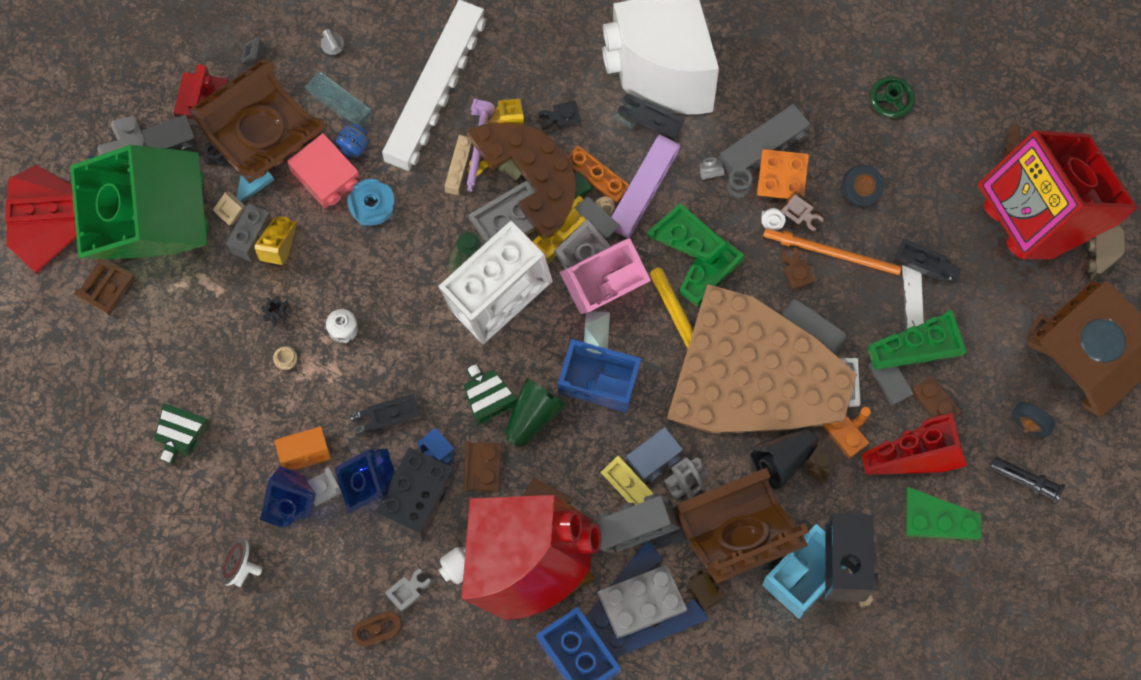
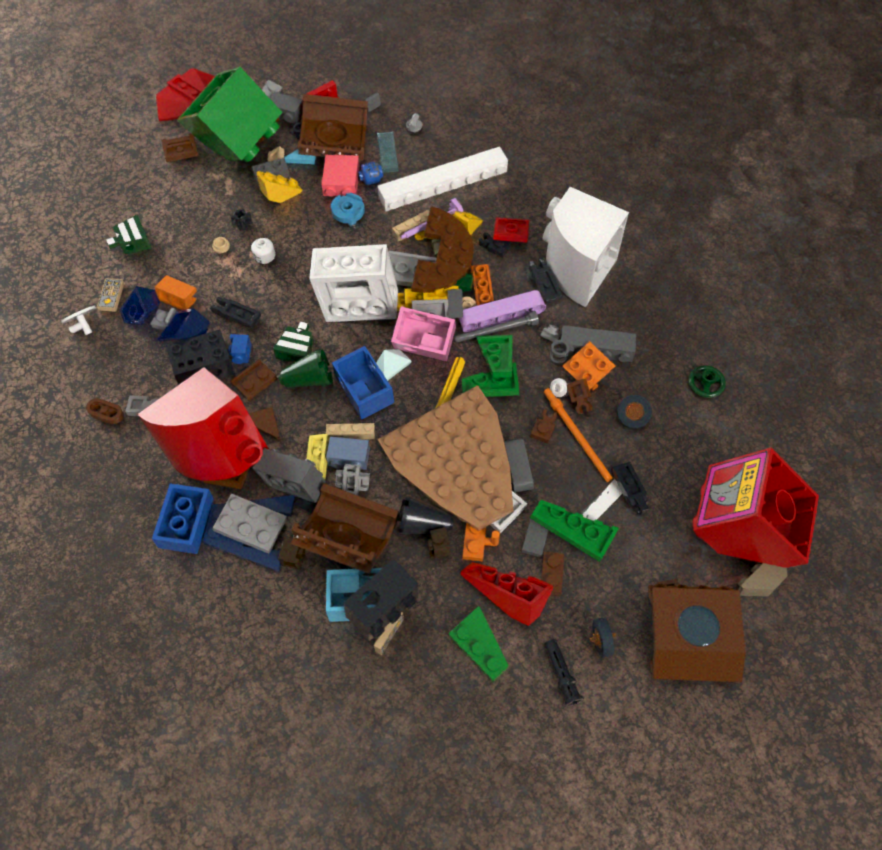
camera: 45 degrees right, 10 degrees down
(232, 512) = (110, 295): none -> tile
(563, 87) = (511, 230): none -> red tile
(631, 433) = (353, 431): none -> tan piece
(677, 170) = (529, 319): none -> dark grey piece

